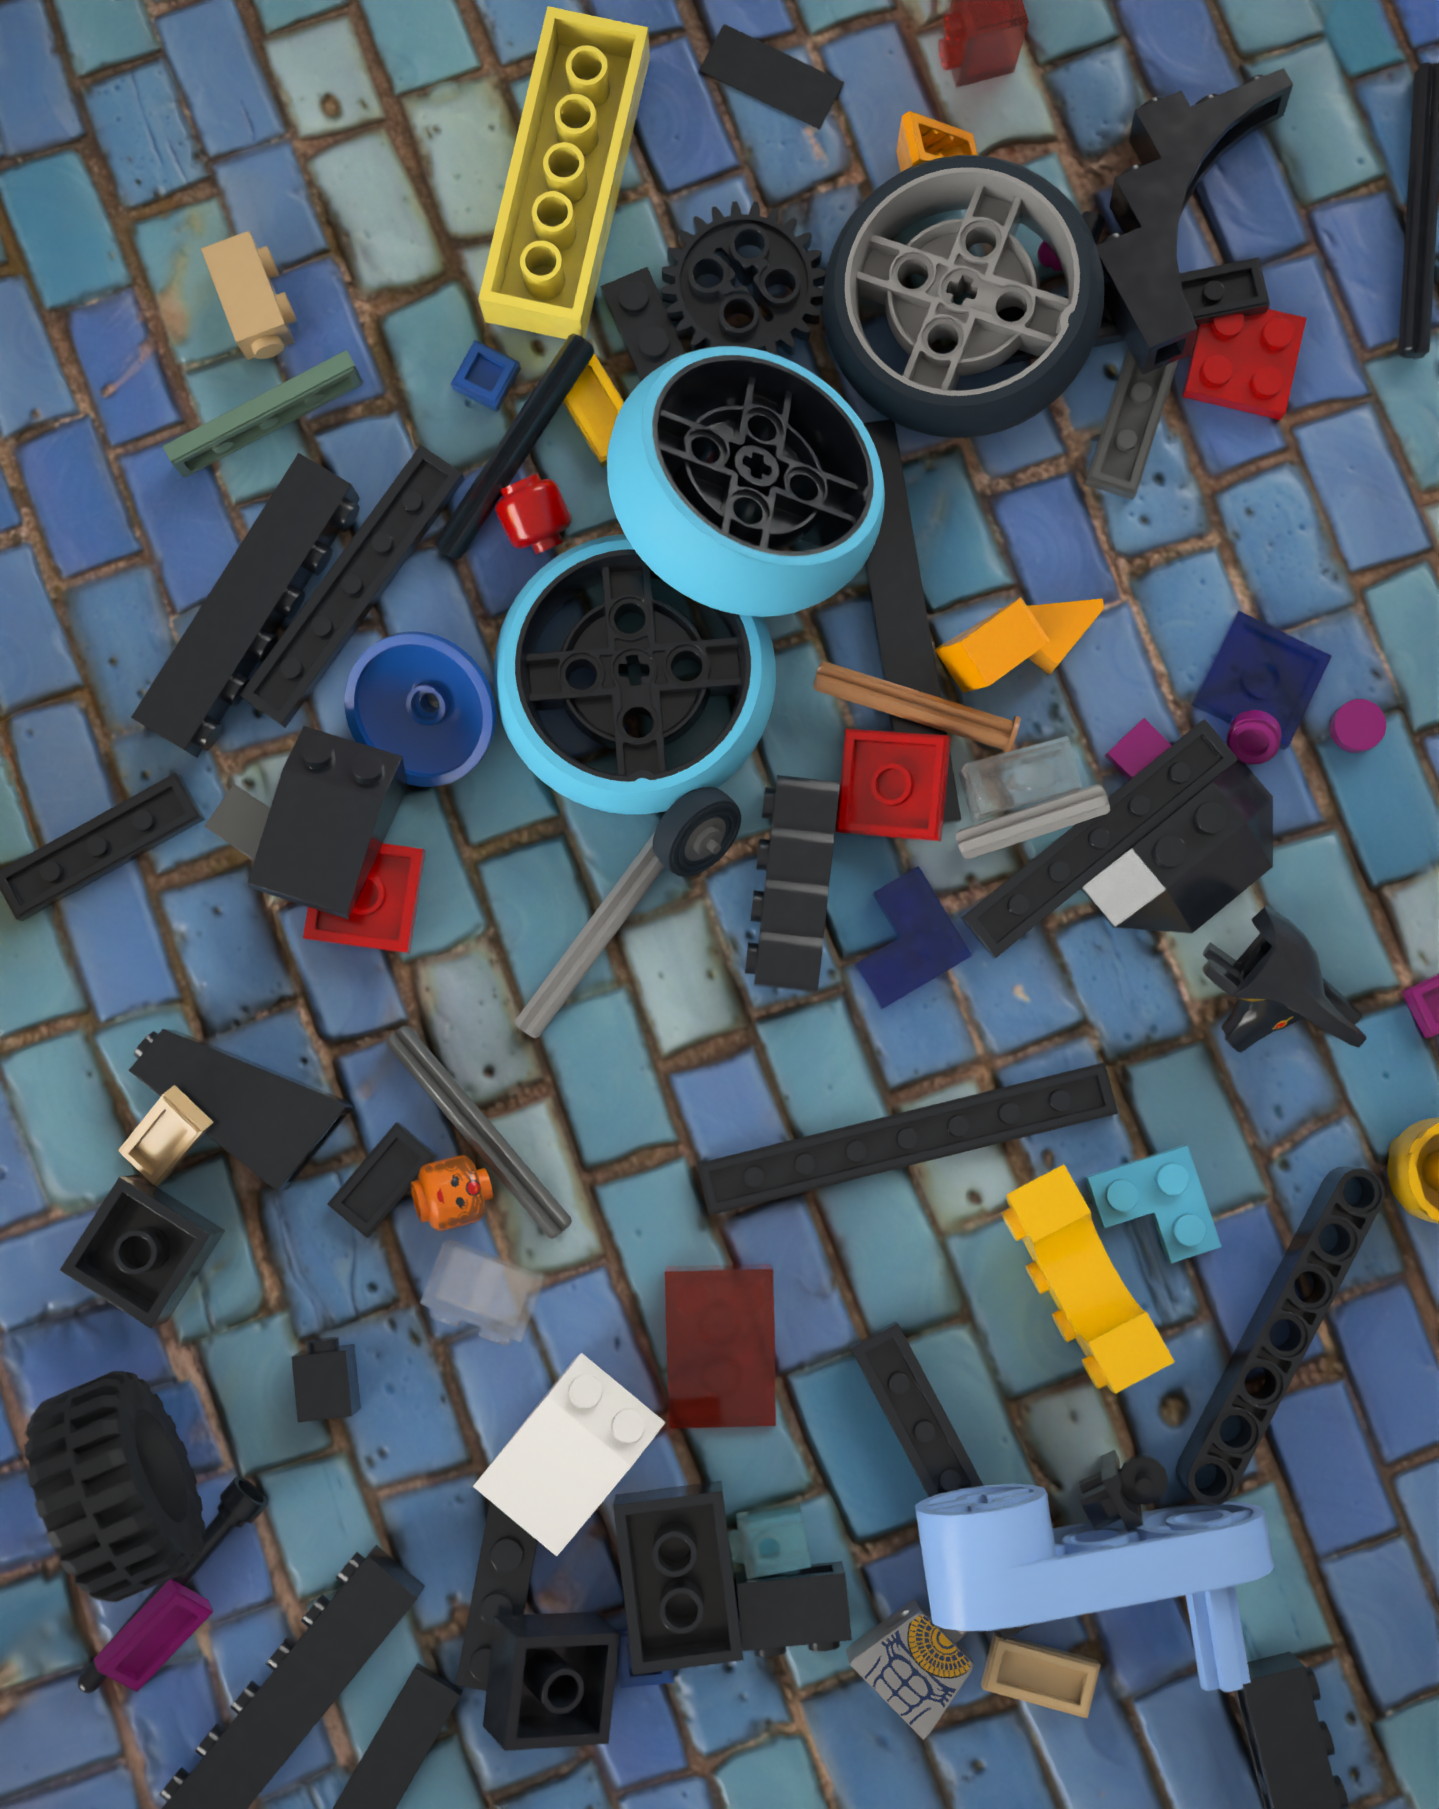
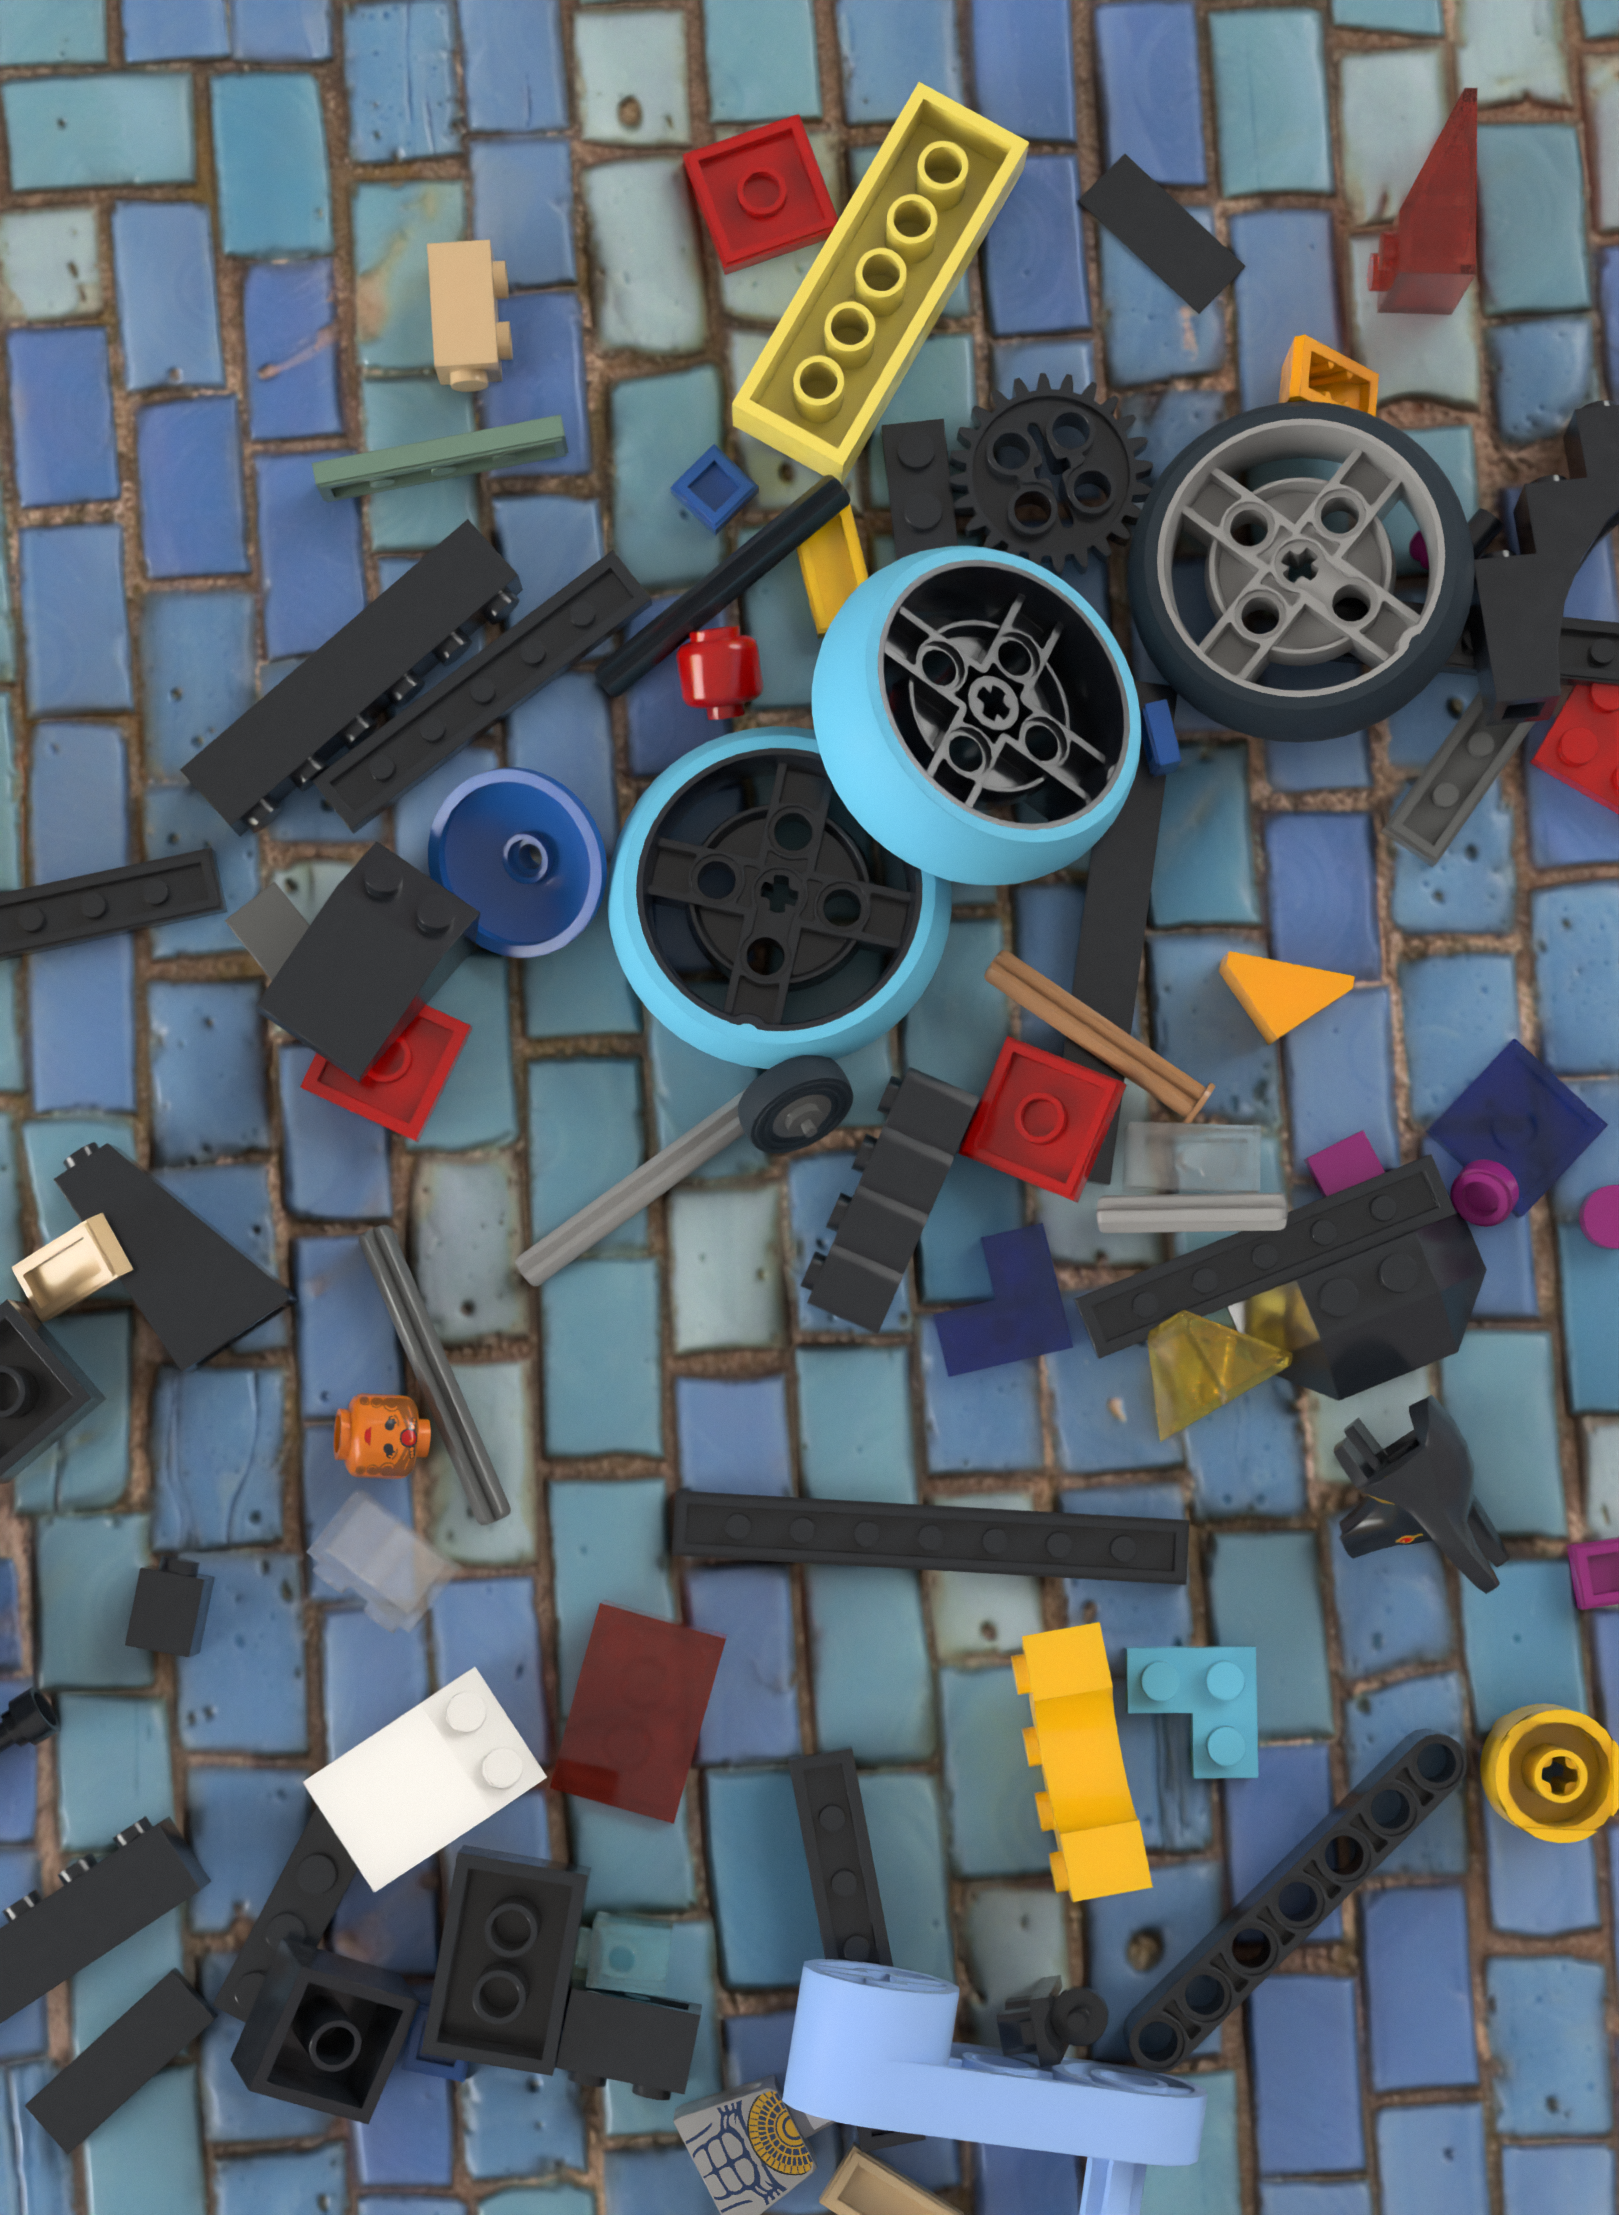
camera: 15 degrees right, 0 degrees up
(381, 1180) = (305, 1396): black tile -> none
(451, 137) = (761, 194): none -> red tile
(894, 461) = (1159, 738): none -> blue tile
(992, 646) = (1208, 993): light orange slope -> none
(1080, 939) = (1204, 1367): none -> clear yellow slope

